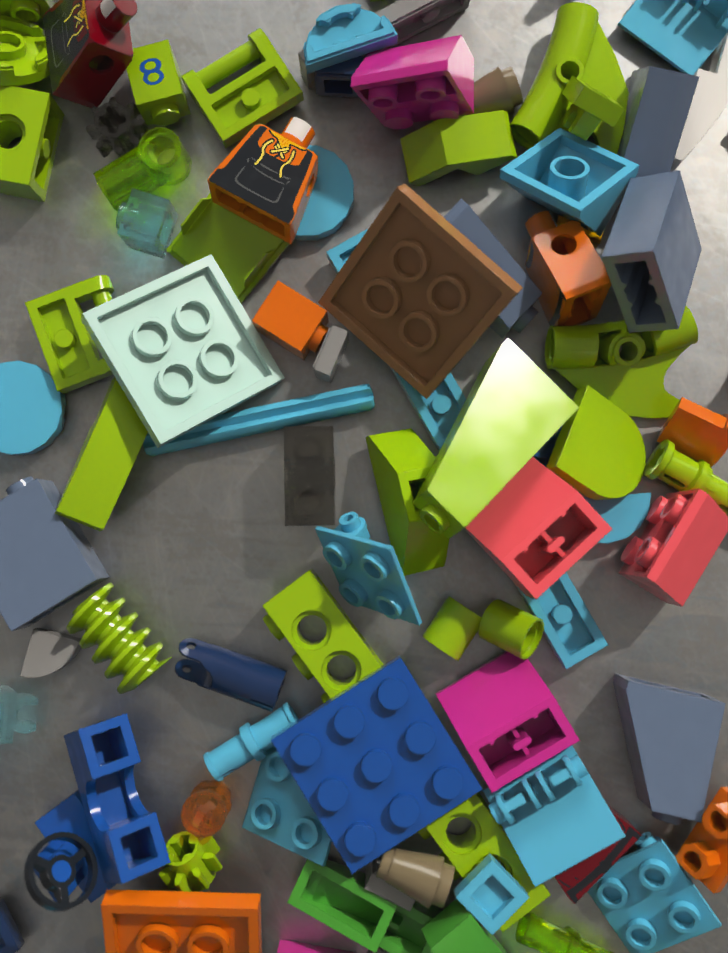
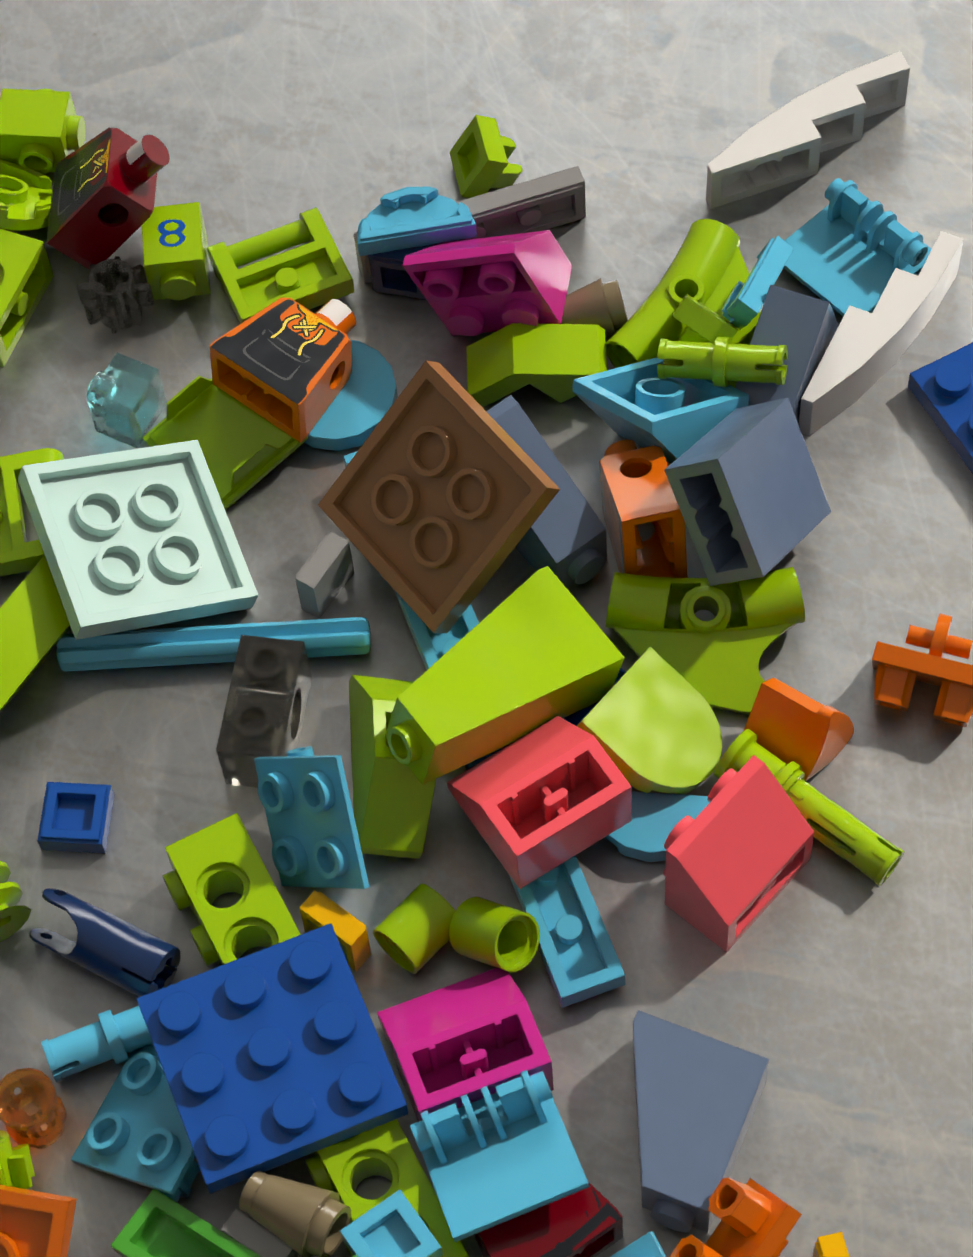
camera: 15 degrees right, 25 degrees down
(140, 169) = (140, 335): clear neon green piece -> none
(187, 572) = (76, 817): none -> blue tile
(292, 321) = (278, 528): orange brick -> none
(396, 640) = (351, 933): none -> yellow tile
(618, 139) = (722, 361): none -> lime pin
(625, 75) = (749, 297): none -> medium azure tile

